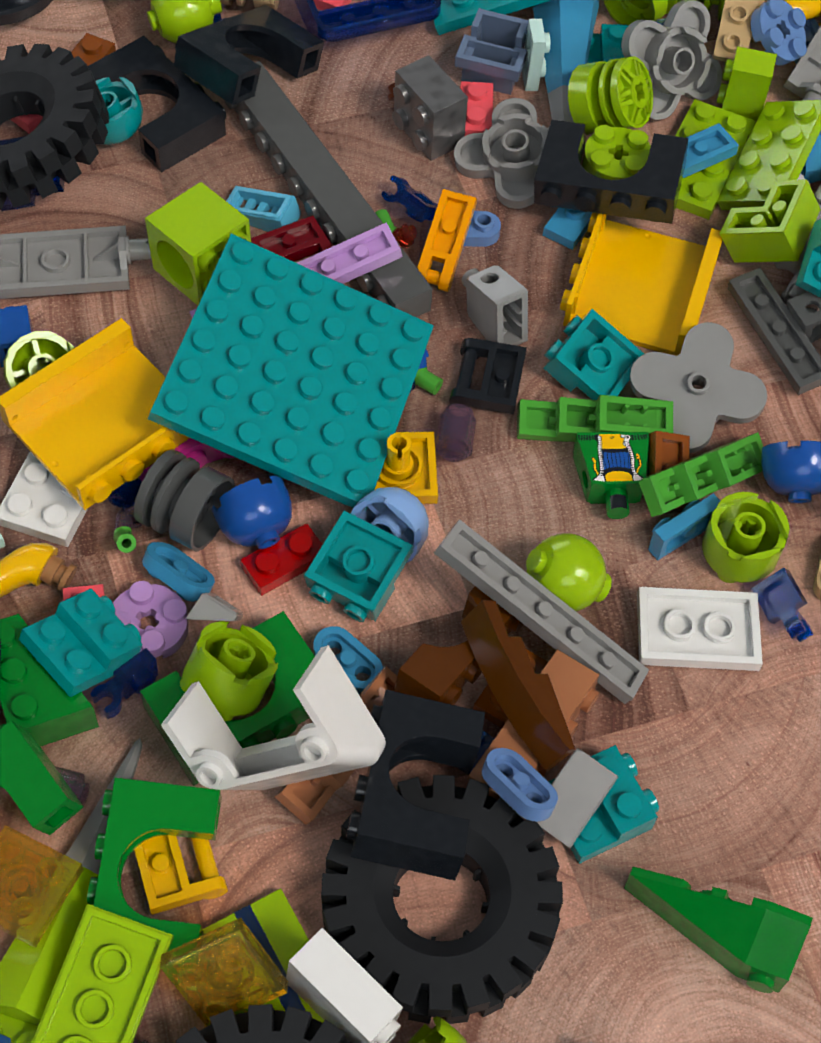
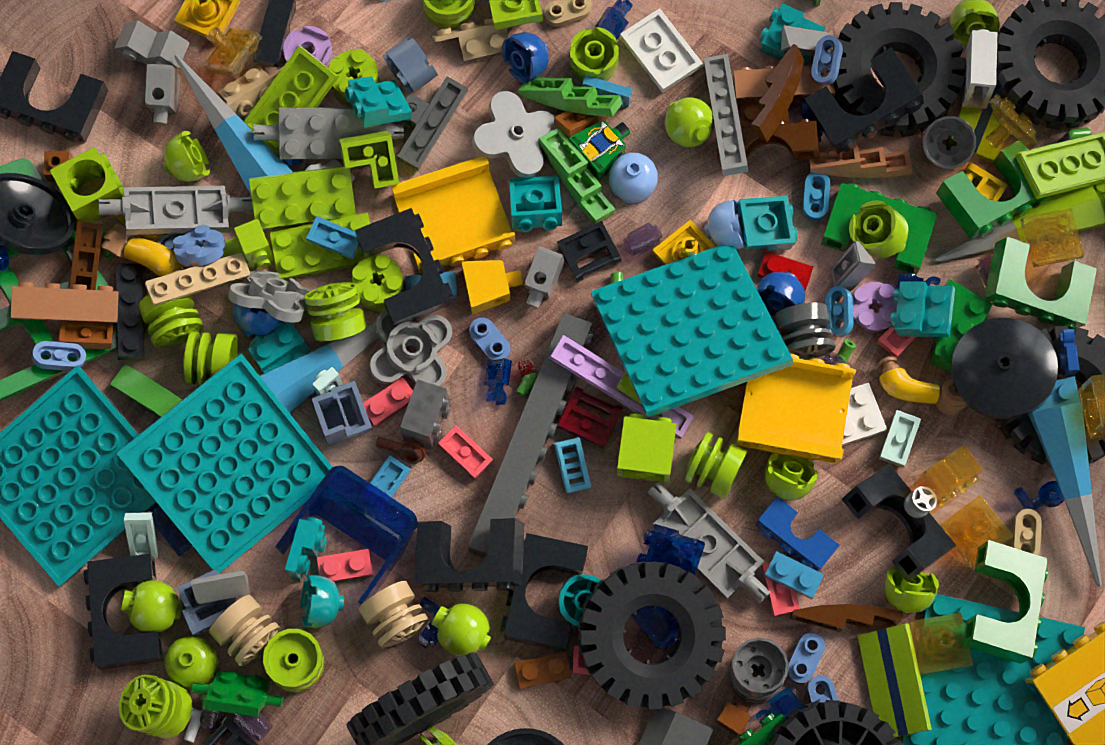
camera: 125 degrees left, 15 degrees up
(82, 201) = (670, 547): none -> clear blue plate
(133, 300) = (715, 465): none -> lime wheel
(270, 861) = (939, 131): none -> flat silver wheel
(336, 741) = (912, 162): white windscreen -> none
(361, 131) = (465, 452): none -> coral plate
(388, 53) = (390, 476): none -> dark azure plate
(447, 237) = (517, 334): light orange plate -> none
(535, 254) = (488, 283): none -> yellow torso
(545, 481) = (633, 178): none -> light blue cylinder

